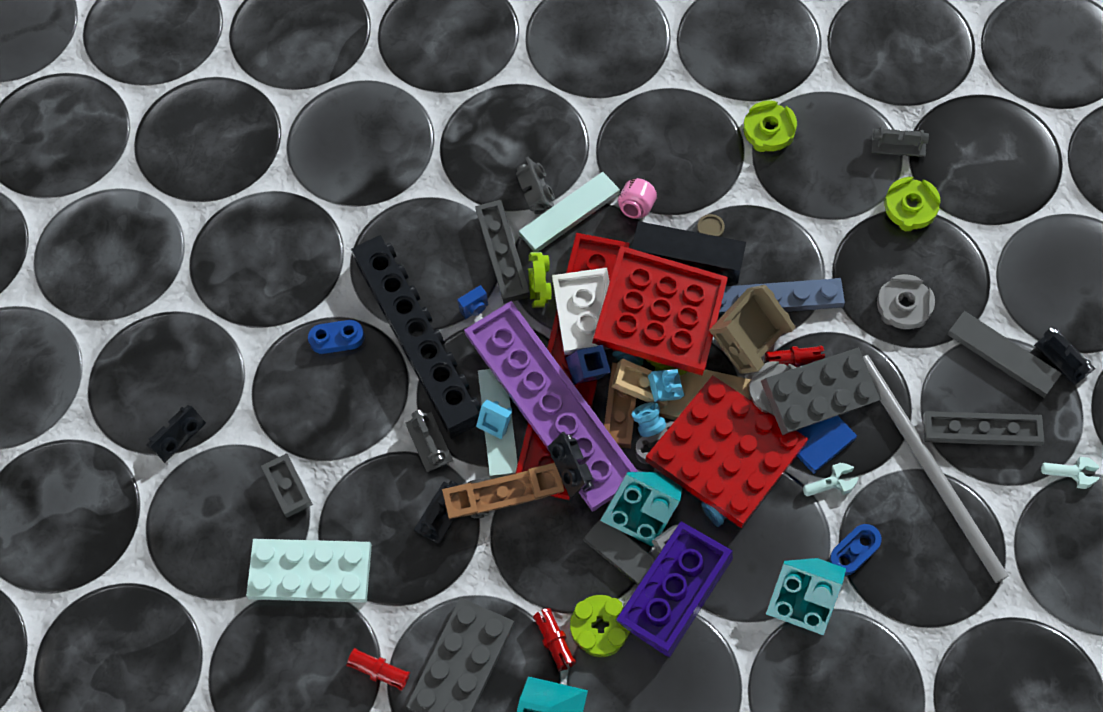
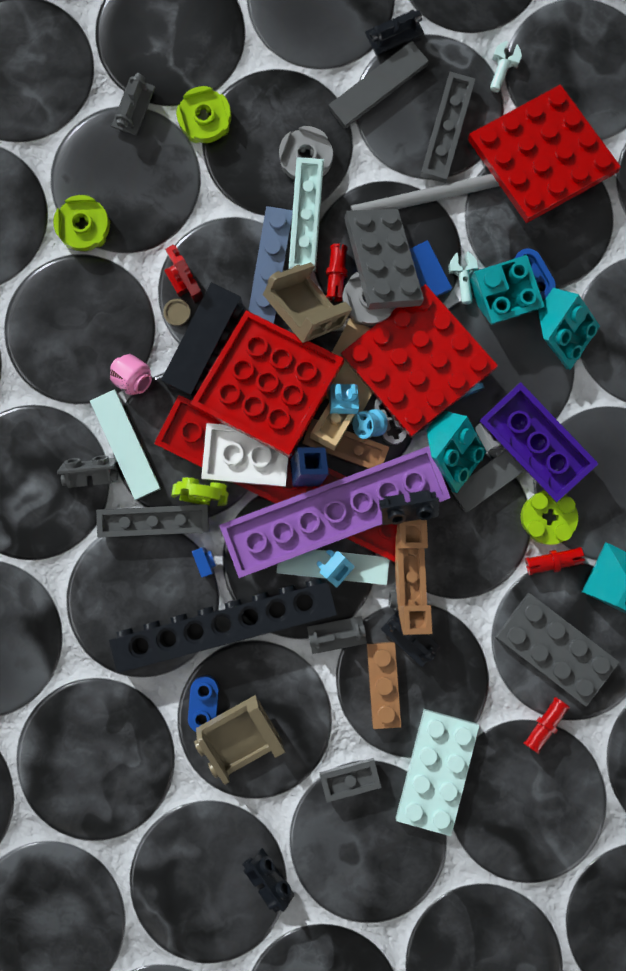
camera: 80 degrees left, 20 degrees up
(308, 370) = (237, 738): none -> dark tan panel
(387, 498) = (383, 685): none -> medium nougat plate
(748, 217) = (181, 276): none -> red plate
(827, 519) = (506, 290): none -> teal slope
(845, 314) = (306, 211): none -> light aqua tile
(989, 529) = (543, 153): none -> red plate

